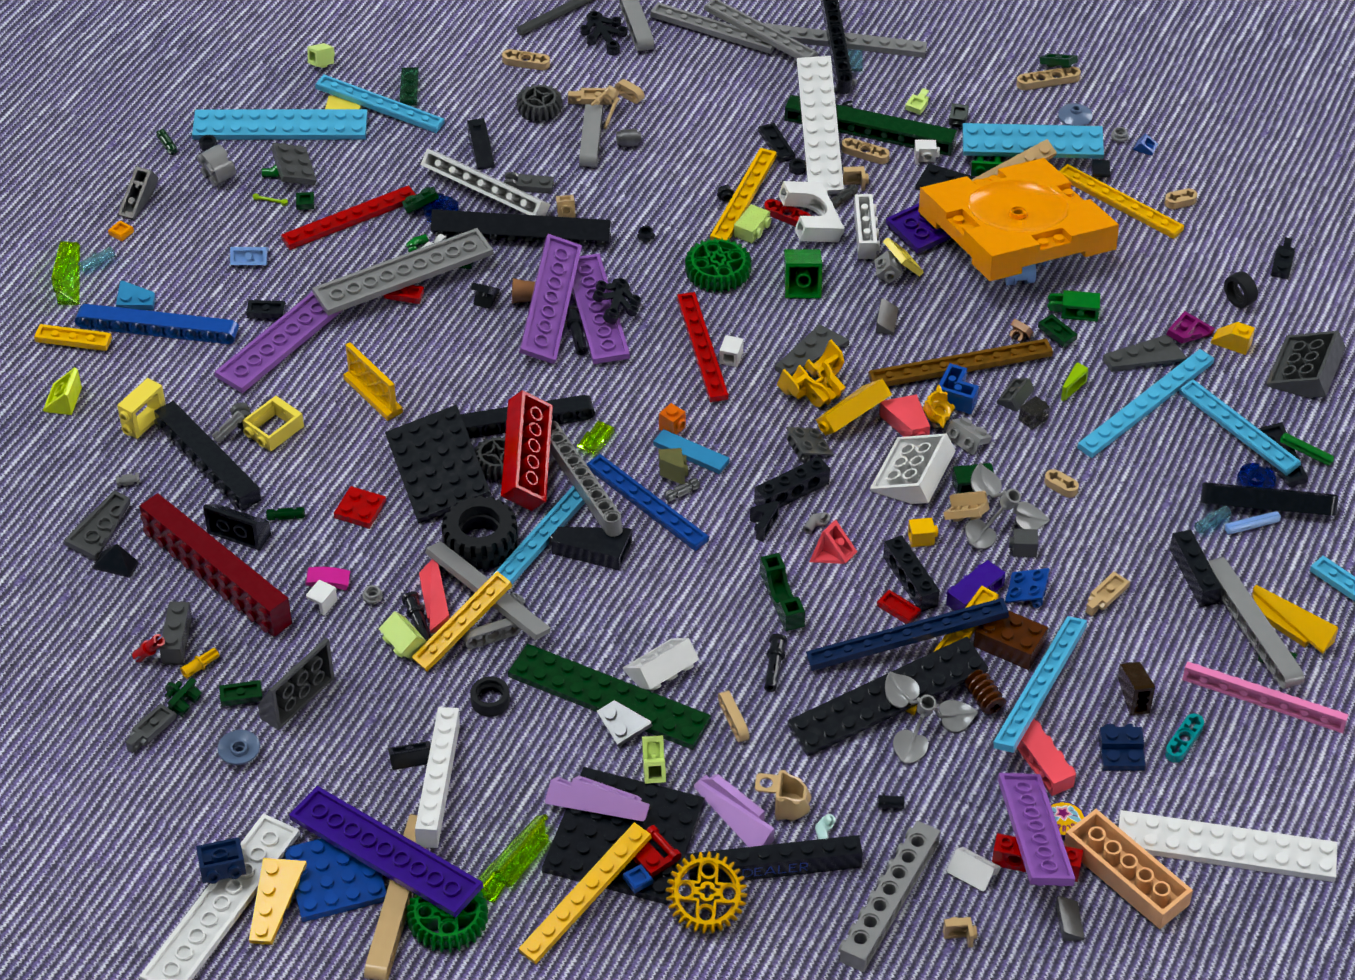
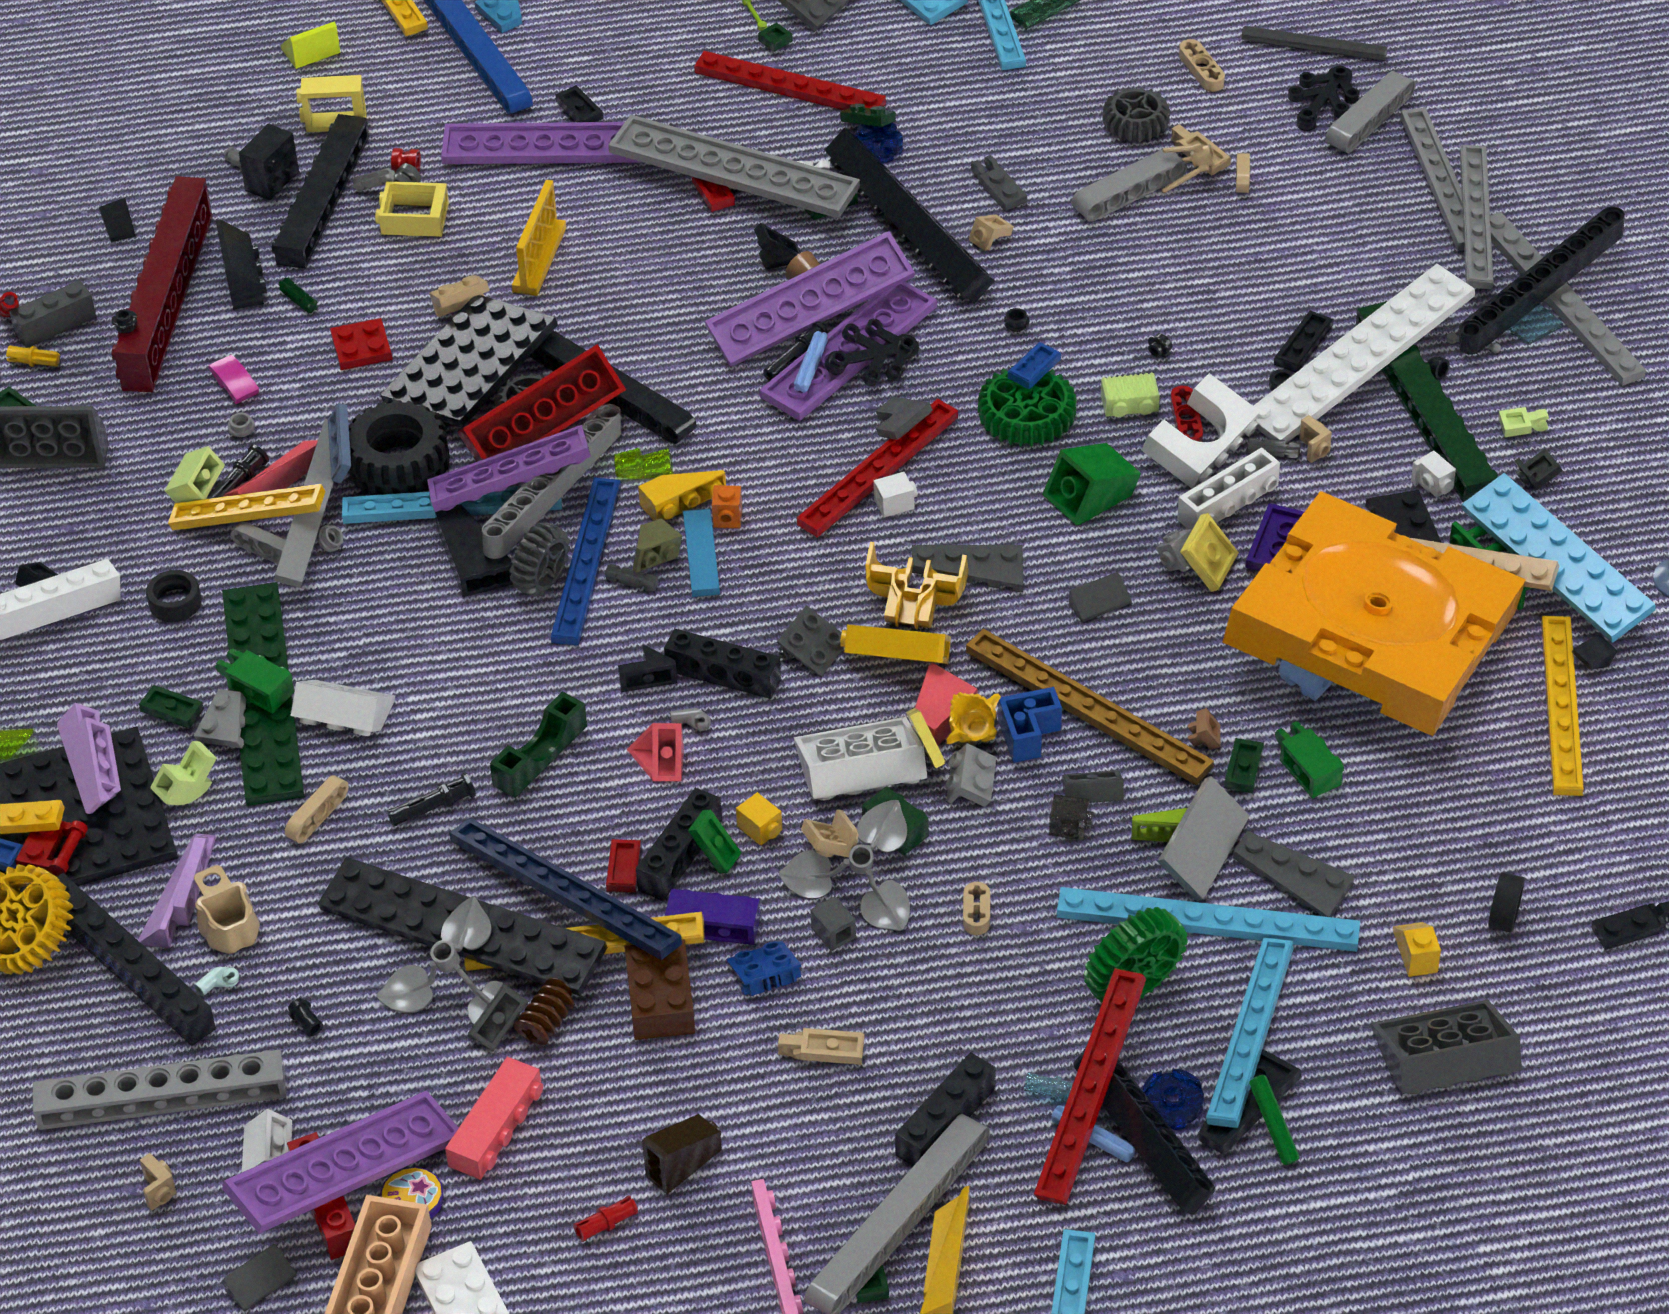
camera: 55 degrees right, 0 degrees up
(95, 530) = (151, 176): dark grey wing -> none
(161, 462) = (269, 161): none -> black brick
(223, 406) = (400, 157): none -> red wheel
(248, 255) = (647, 46): light blue panel -> none
(251, 591) = (125, 321): none -> black plate
(324, 595) = (198, 388): white panel -> none
(376, 439) = (454, 296): none -> tan bracket
(415, 241) = (806, 153): green arm -> none
(459, 549) = (339, 443): none -> sand blue tile
(480, 144) = (1015, 107): black slope -> none
(484, 184) = (945, 150): white brick -> none
(562, 487) = (508, 468): none -> medium lavender plate
(582, 742) = (171, 706): none -> dark green plate
(597, 325) = (810, 361): none -> light blue axle
(610, 686) = (256, 679): none -> green hinge
(628, 137) = (1160, 215): flat silver brick -> none
(637, 436) = (677, 493): none -> yellow slope
(641, 514) = (539, 559): none -> dark grey gear
(677, 311) = (900, 416): none -> dark grey tile
(703, 241) = (1034, 365): none -> blue plate
(744, 194) = (1177, 361): yellow plate -> none
(880, 155) = (1376, 433): tan beam -> none
(927, 556) = (714, 841): none -> green plate
(939, 425) = (925, 737): none -> light yellow tile
(969, 715) = (498, 1017): none -> dark grey slope
(1040, 684) = (595, 1052): medium azure plate -> none
(1099, 370) = (1203, 838): none -> light grey tile
(1122, 748) = (575, 1190): dark blue plate -> none
(1151, 744) = (605, 1218): none -> red pin
(1170, 434) = (1141, 944): none -> green gear
(1180, 198) = (1634, 761): tan beam -> none
(1185, 746) = (671, 1237): teal beam -> none
(1189, 328) = (1384, 890): magenta wing -> none
(1238, 499) = (1090, 1087): none -> red plate

